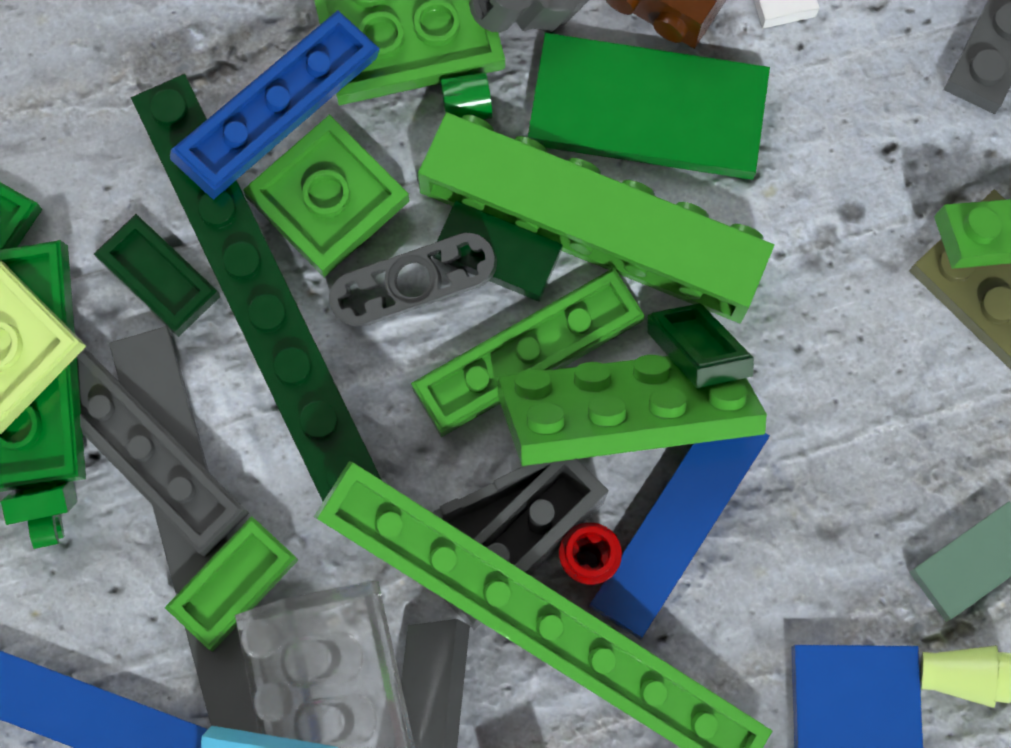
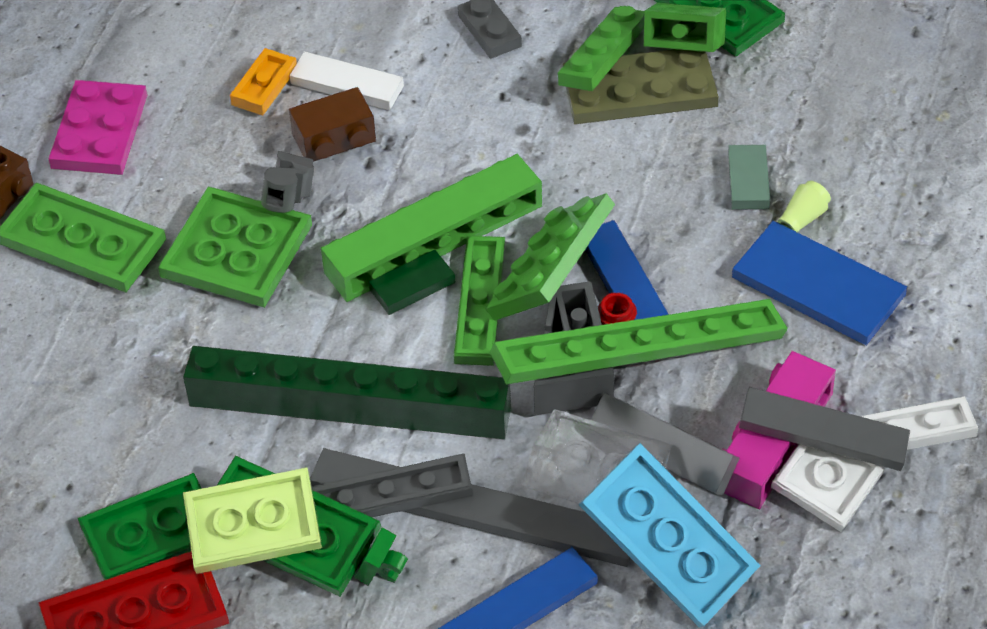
camera: 50 degrees left, 25 degrees down
(157, 275) = (286, 441): dark green tile -> none
(231, 583) = (499, 489): bright green tile -> none
(274, 104) = (249, 313): blue tile -> none
(326, 195) = (315, 329): bright green plate -> none
(367, 281) = (395, 304): dark grey beam -> none
(467, 96) = (310, 246): green hose -> none
(649, 106) = (390, 174): green tile -> none
(700, 345) = (543, 212): dark green tile -> none

